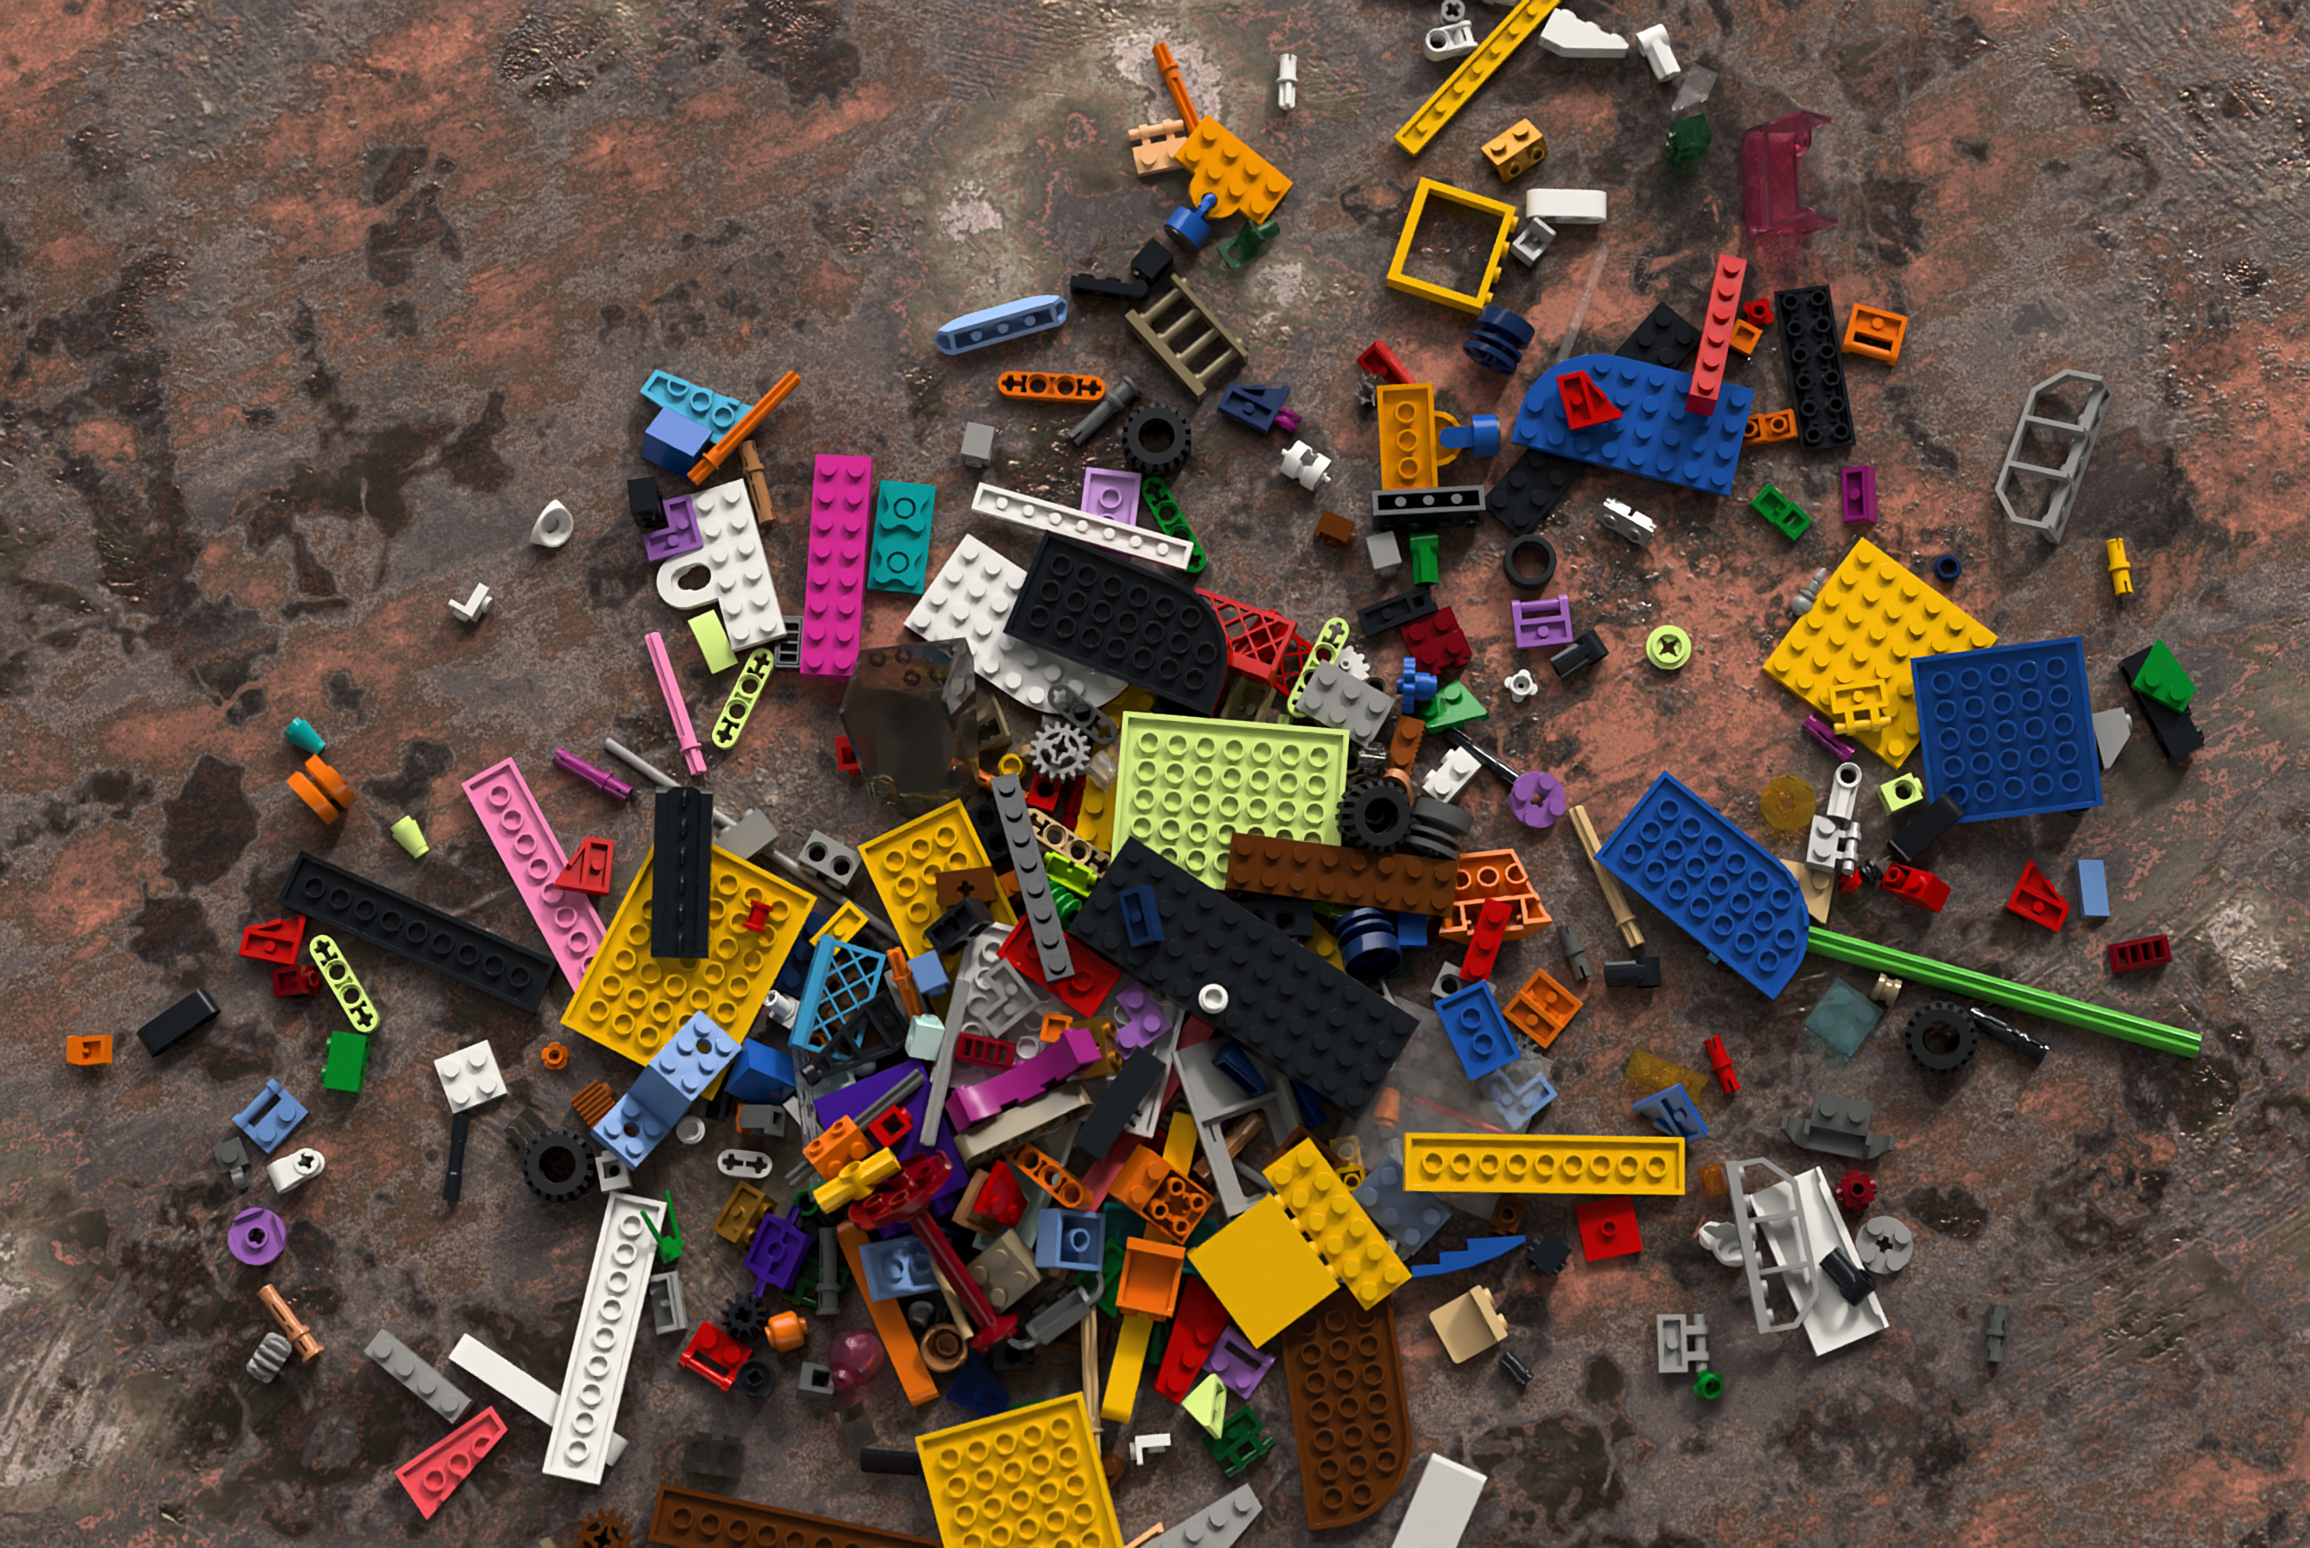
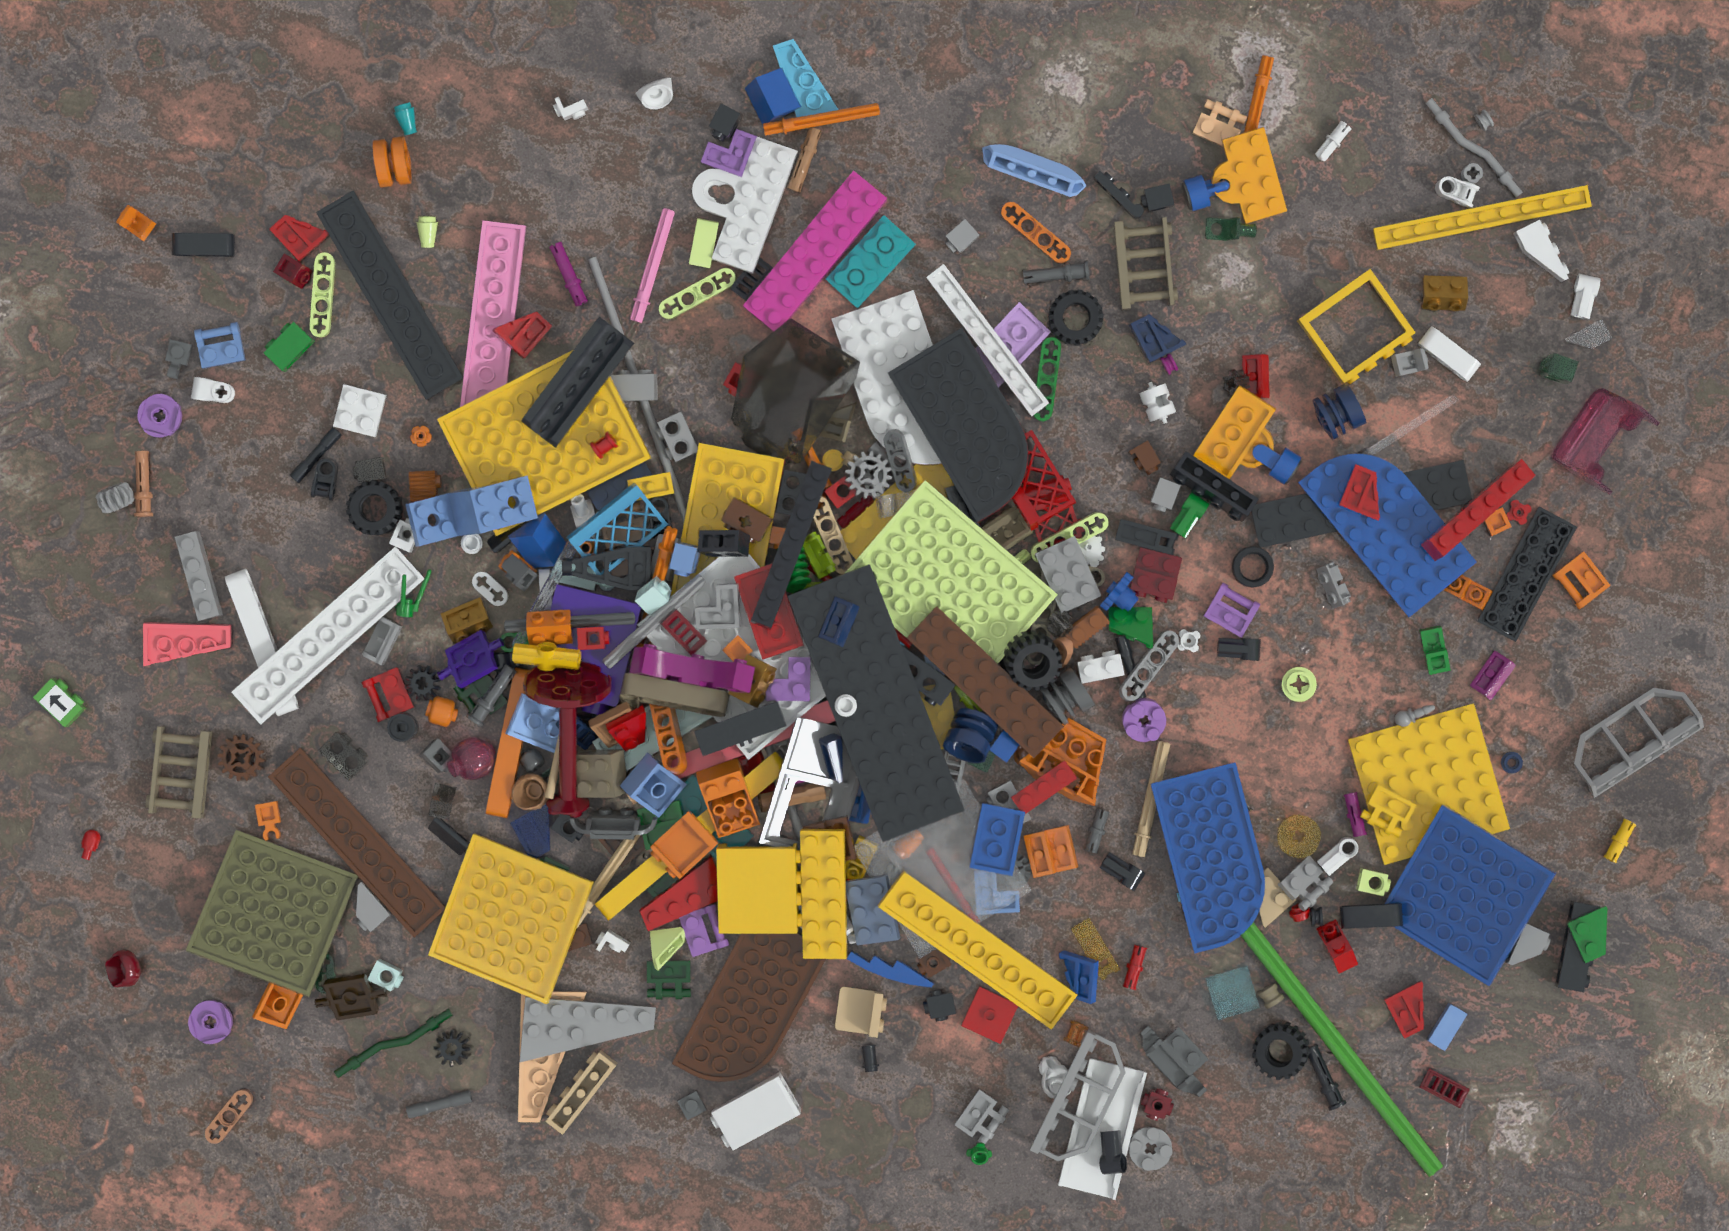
camera: 30 degrees right, 10 degrees up
(485, 1177) = (325, 481): none -> black piece
(1496, 739) = (1151, 668): none -> light grey beam

